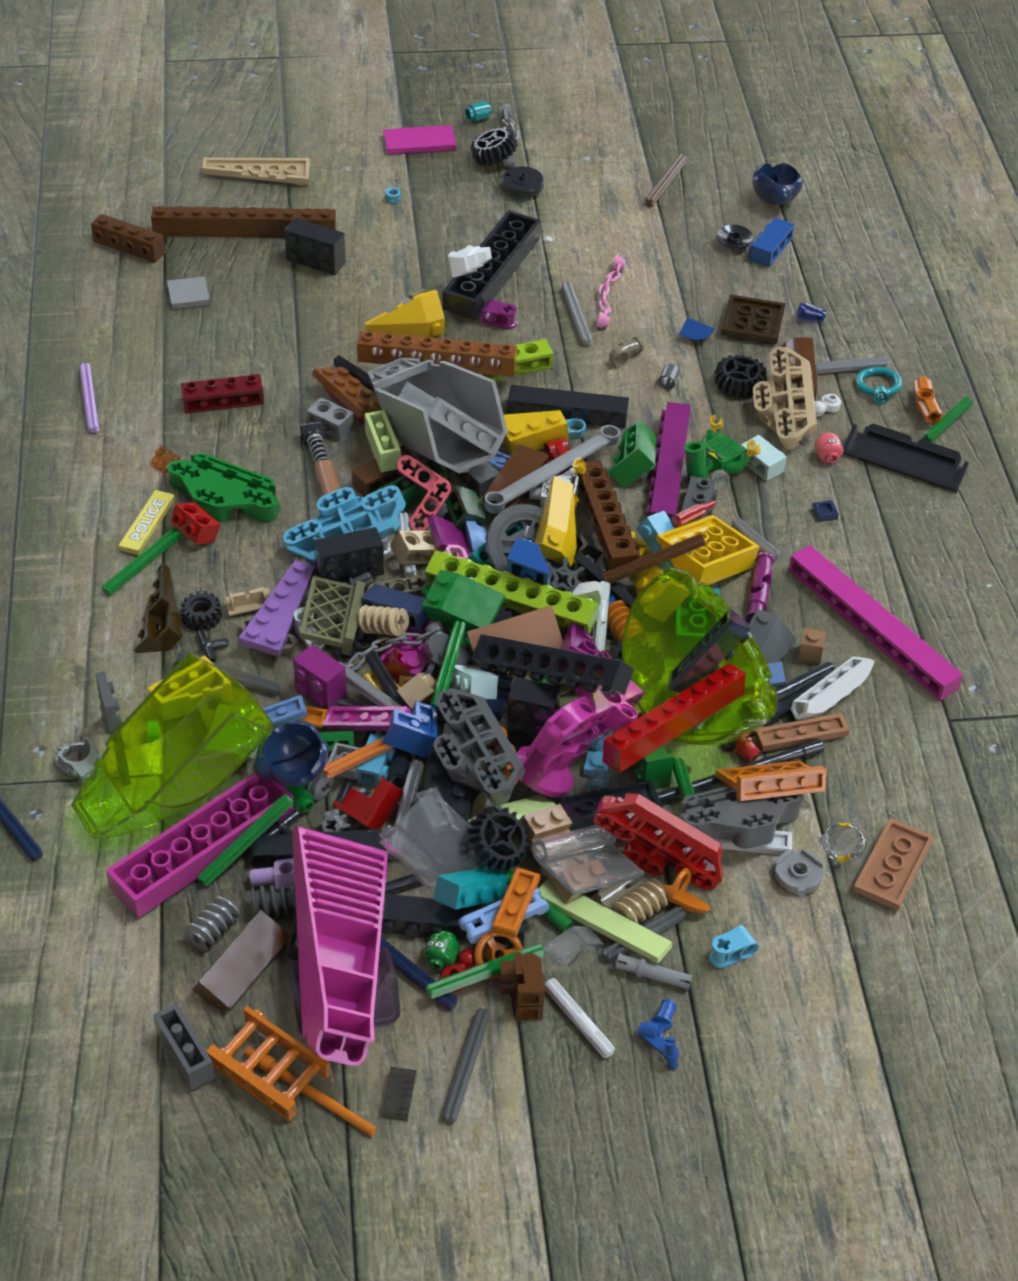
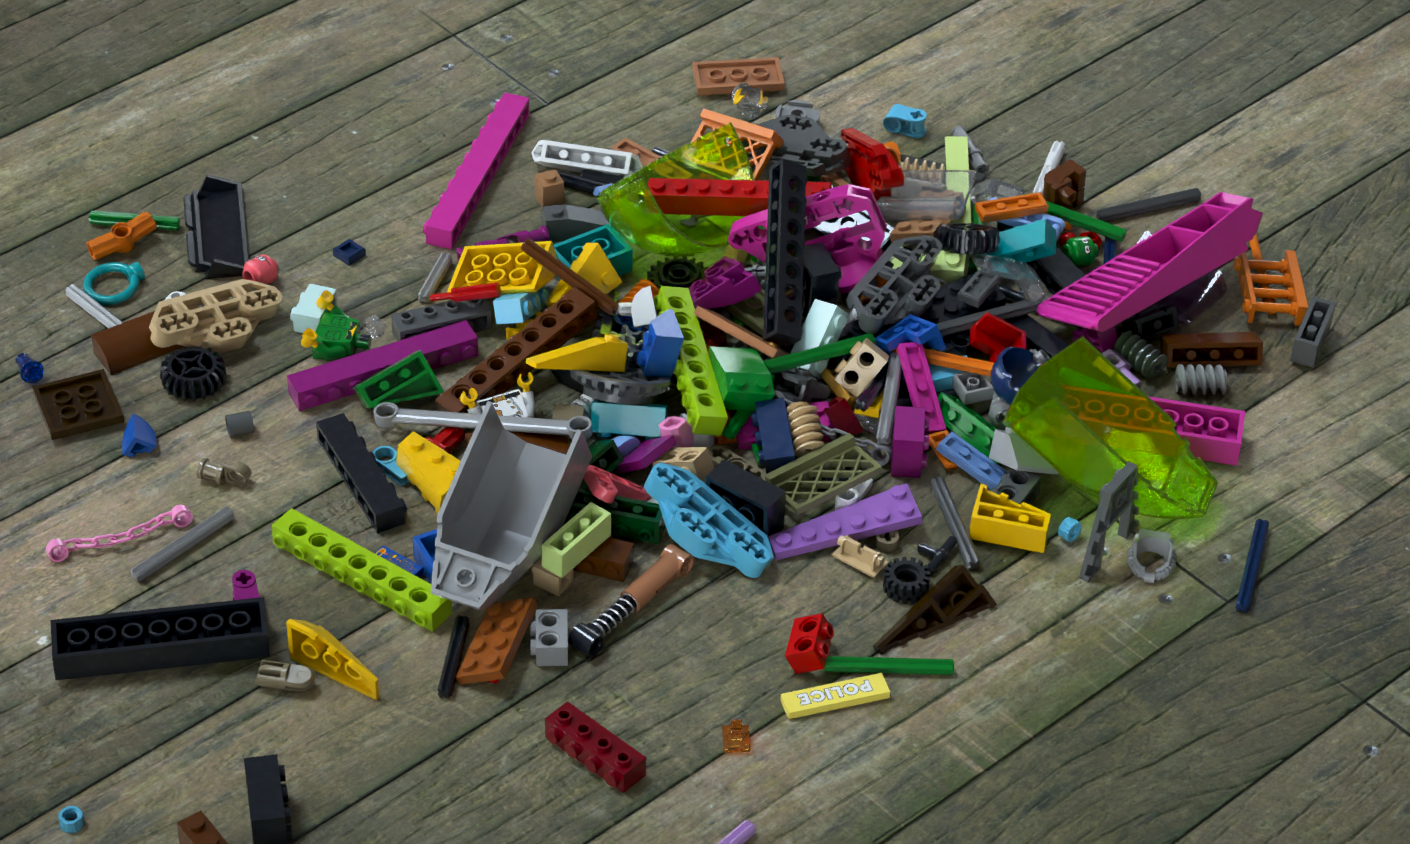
camera: 125 degrees left, 5 degrees down
(218, 495) = (745, 657): green connector -> none
(452, 419) = (532, 468): light grey panel -> none
(468, 260) = (211, 622): white connector -> none
(473, 356) = (393, 578): dark orange brick -> none
(653, 1032) = (1020, 130): blue pin -> none
(696, 460) = (379, 328): green brick -> none
(710, 651) = (673, 179): black slope -> none

